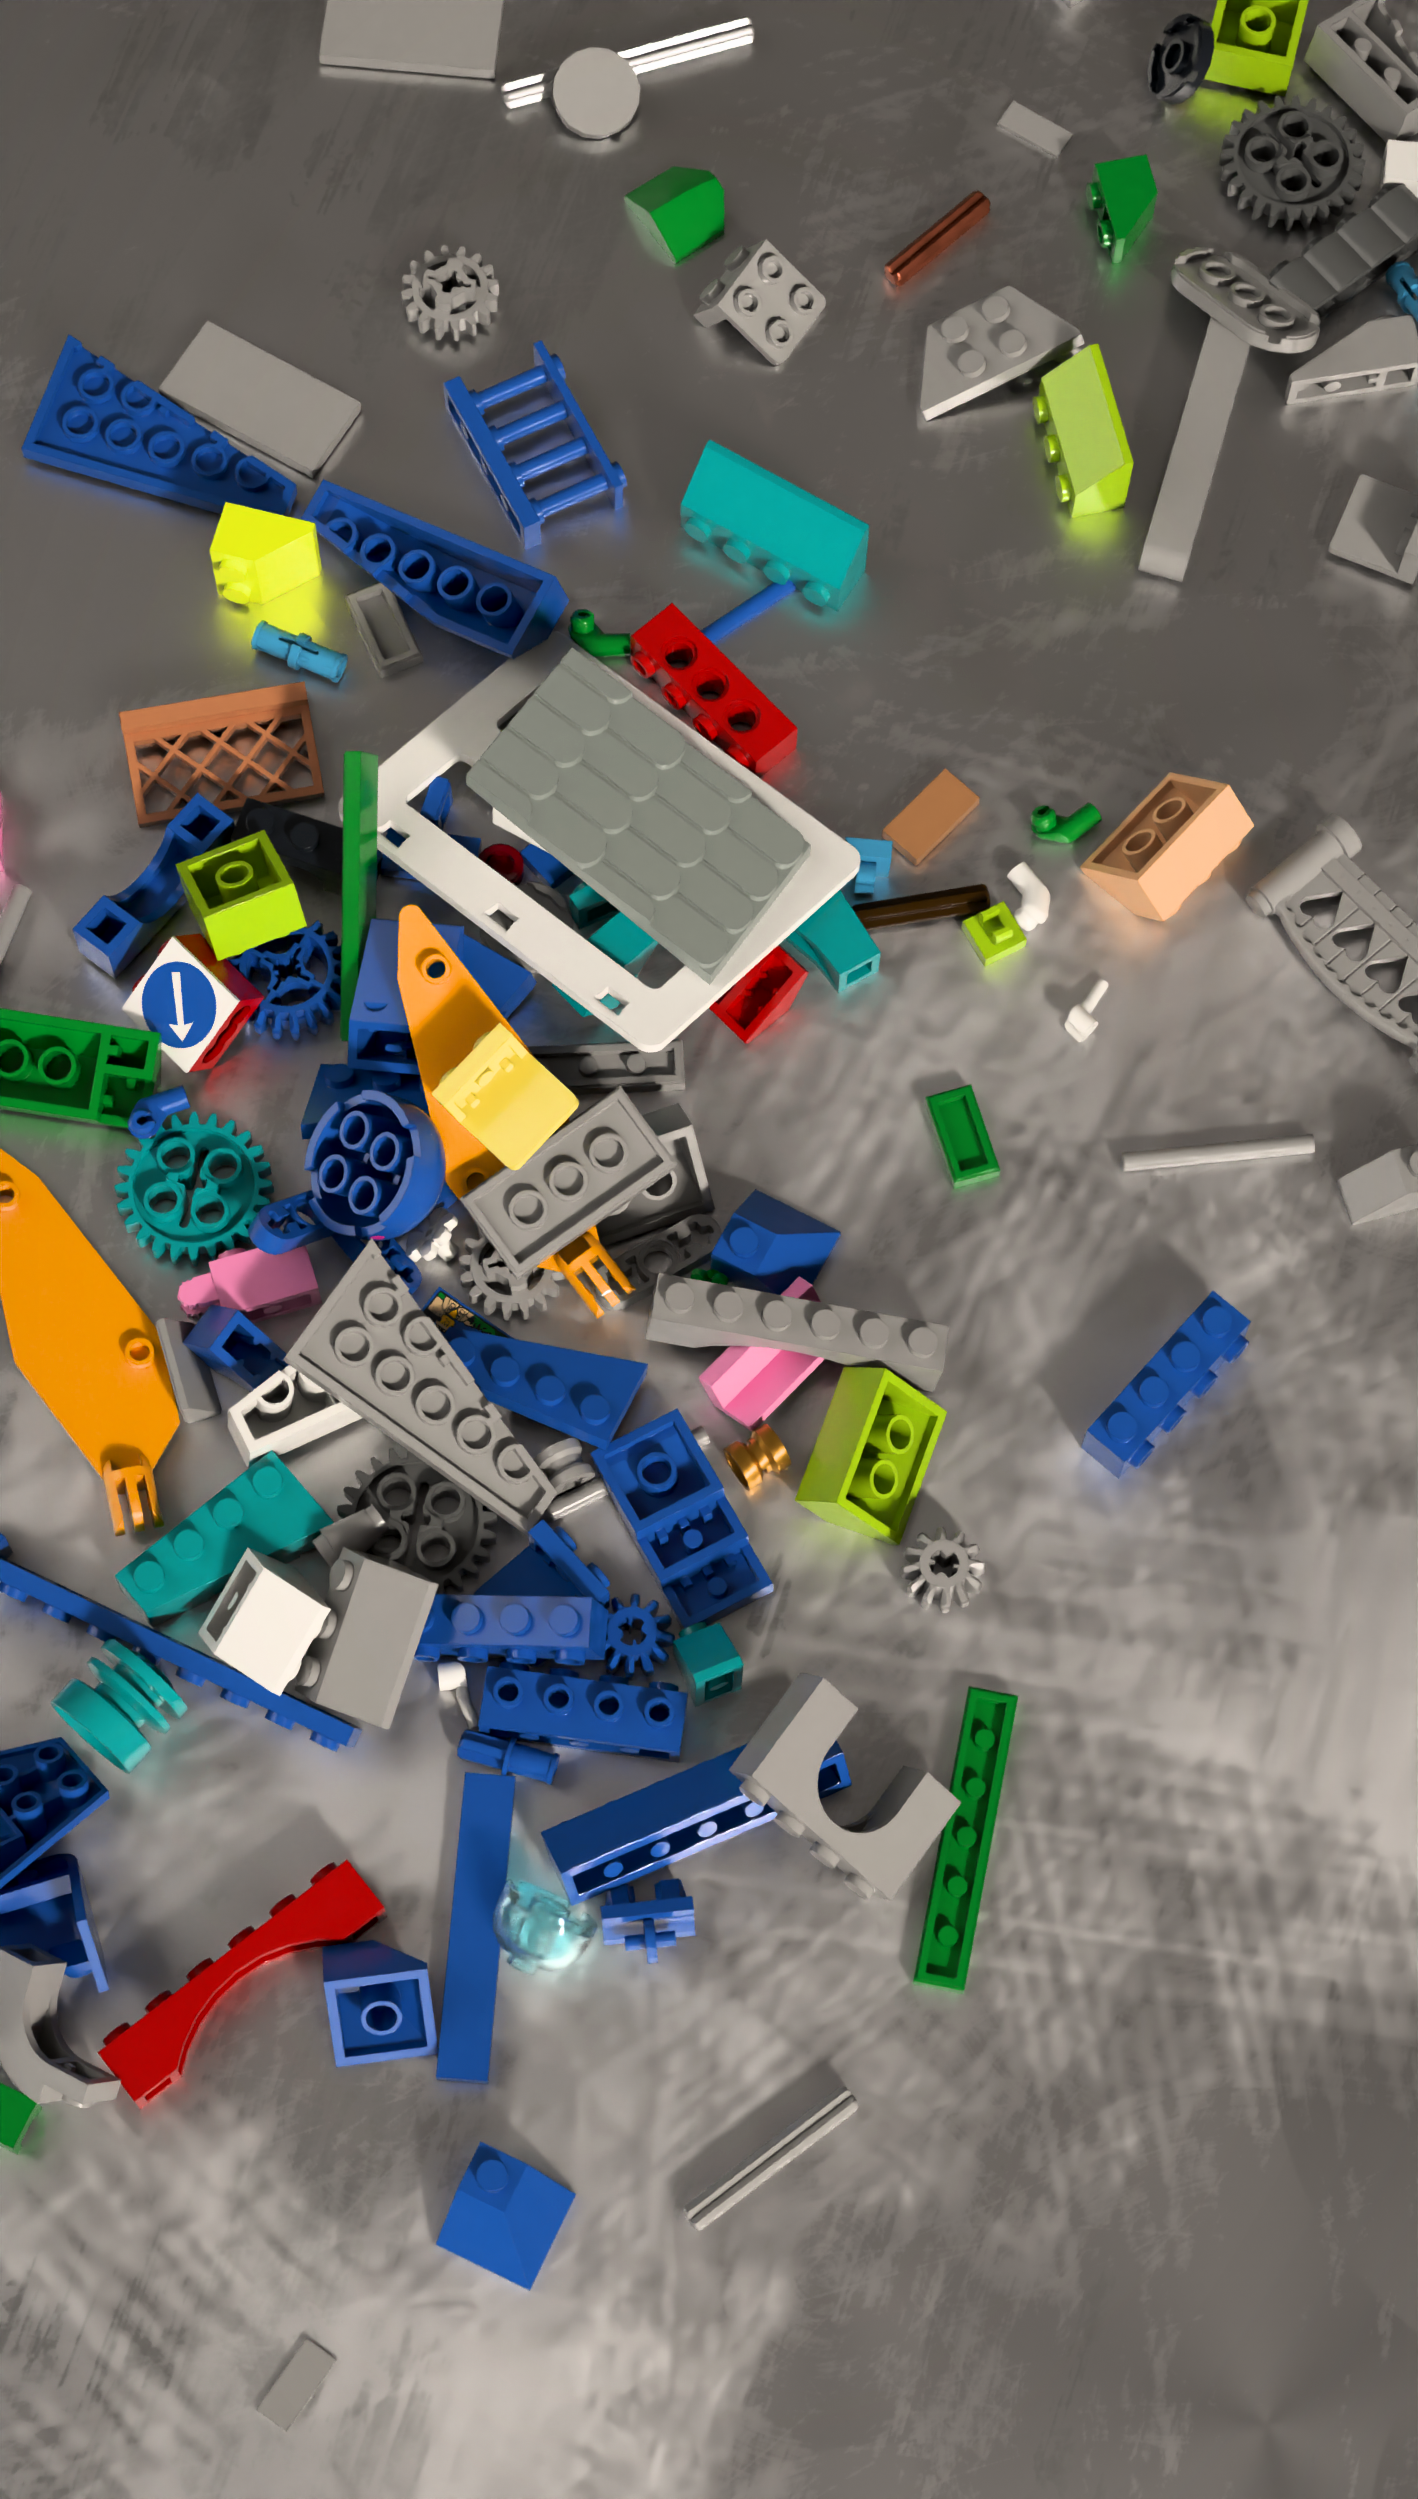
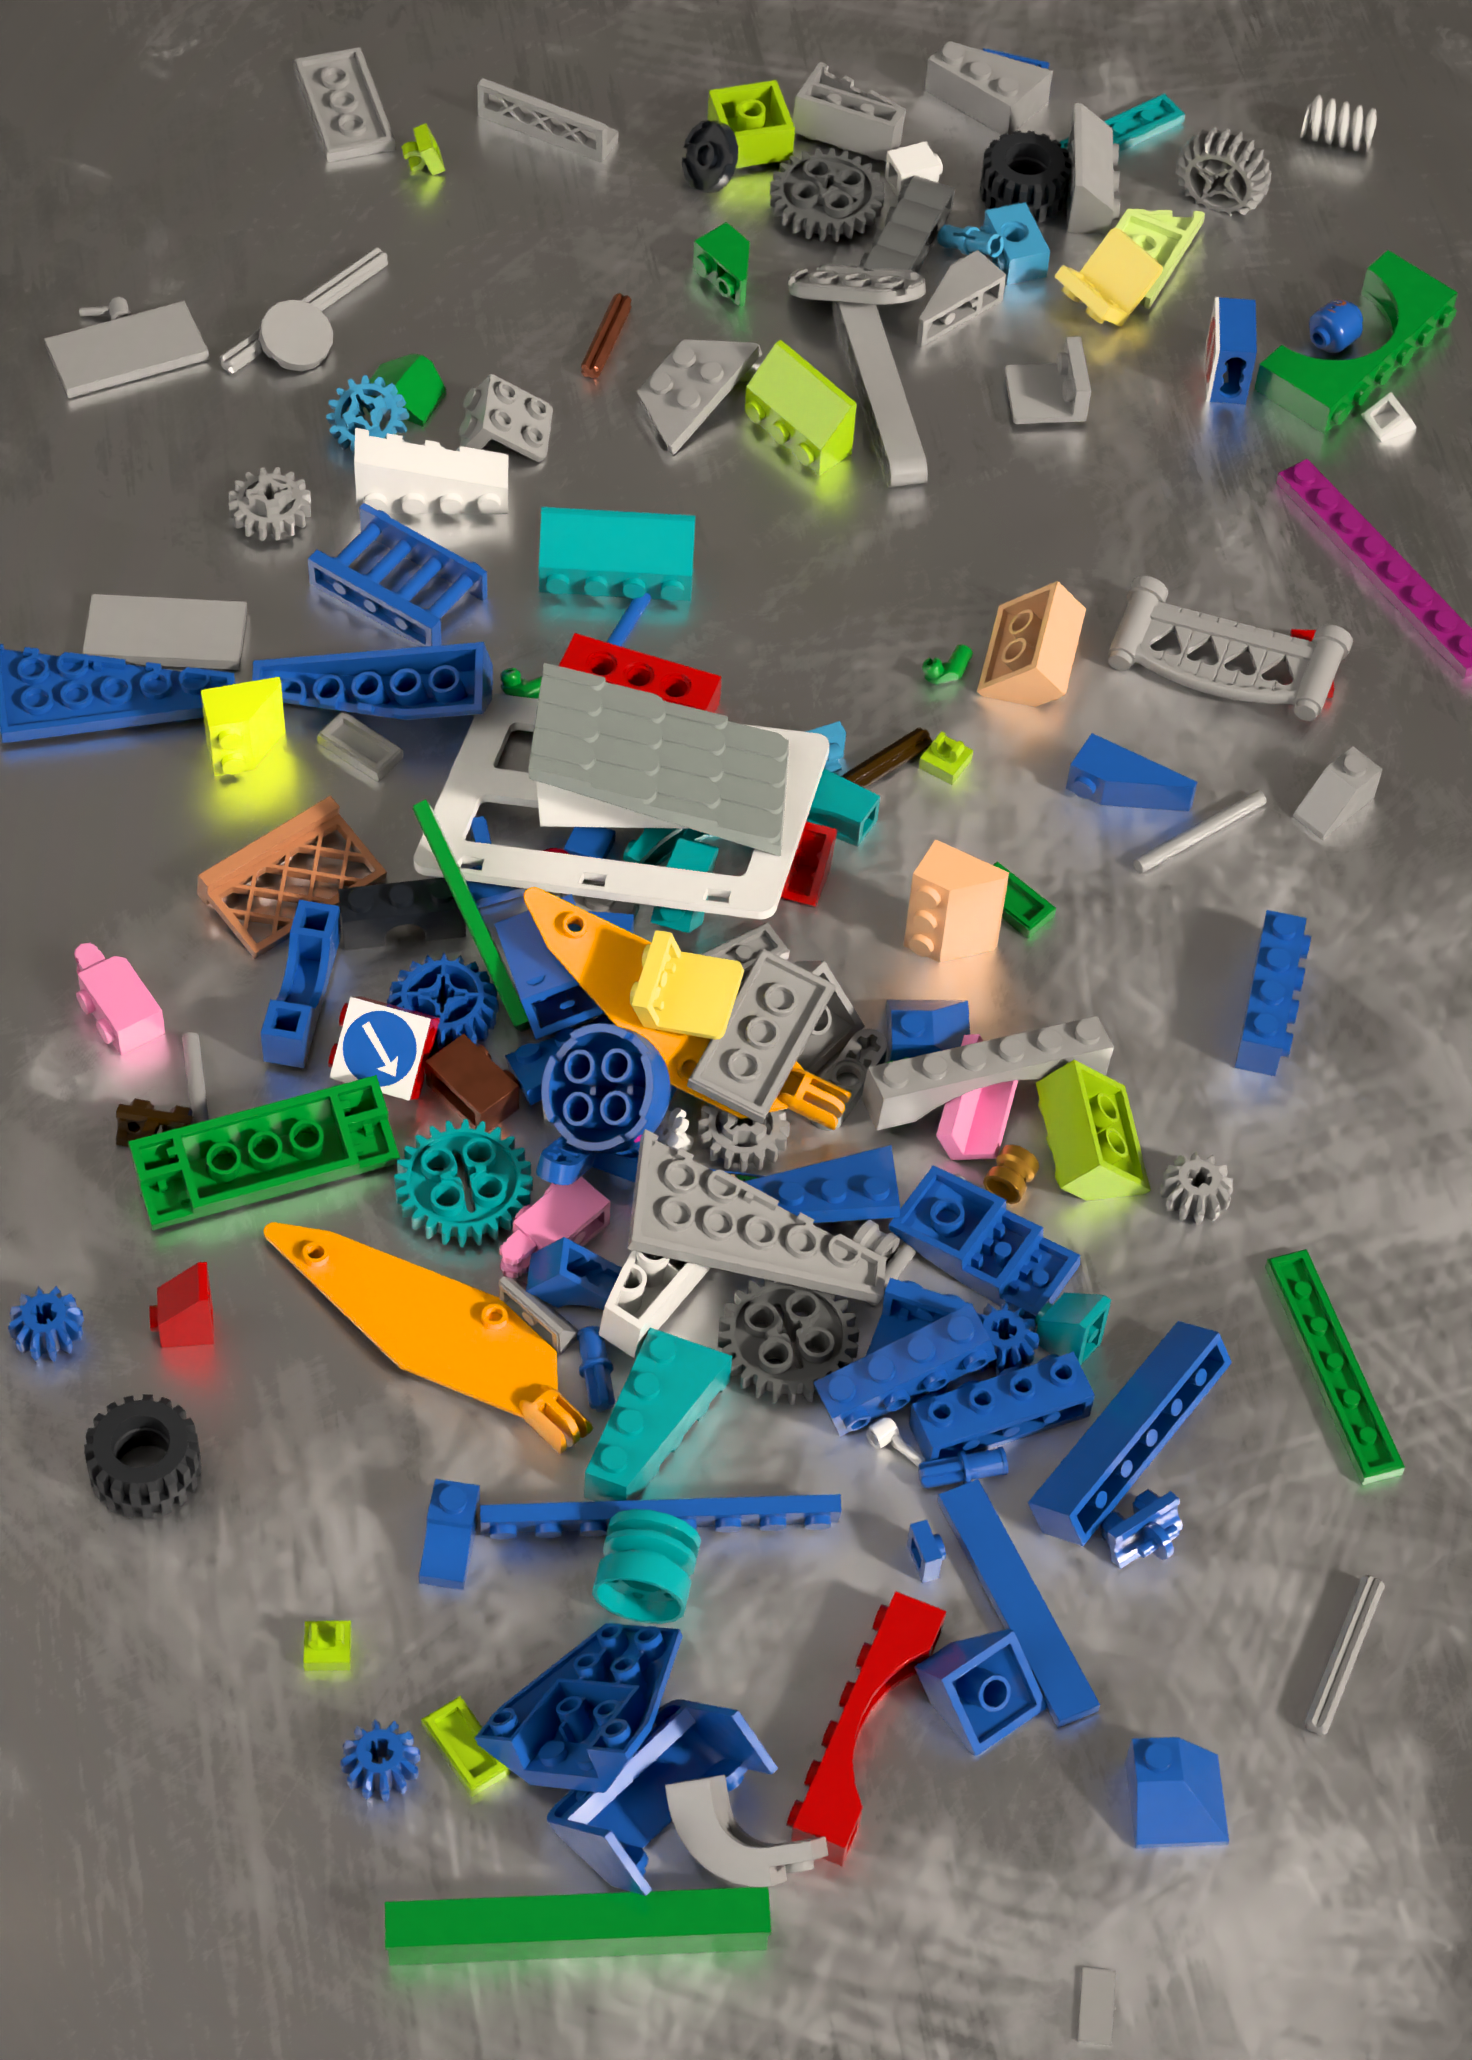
camera: 30 degrees left, 15 degrees down
(152, 1111) = (400, 1137): blue arm -> none
(206, 1462) = (596, 1369): none -> blue axle
(241, 895) = (381, 951): lime brick -> none
(264, 1620) = (725, 1447): white slope -> none
(266, 1081) = (473, 1083): none -> copper piece
(299, 651) = (306, 784): dark azure pin -> none
(354, 1532) = (749, 1363): light grey cone -> none
(367, 1637) = (813, 1420): light grey slope -> none
(414, 1827) = (926, 1550): none -> blue plate
(539, 1928) = (1071, 1572): clear light blue cylinder -> none
(599, 217) = (384, 408): none -> dark azure gear
(631, 337) = (428, 477): none -> white wedge
(783, 1771) = (1192, 1360): light grey arch -> none
(868, 1124) = (954, 905): none -> light nougat slope
(930, 817) = (851, 700): medium nougat tile -> none
(1035, 129) = (628, 244): light grey window -> none
(1035, 897) = (957, 720): white arm -> none
(1080, 1022) = (1046, 788): white hand -> none
(1165, 1049) = (1125, 779): none -> blue slope

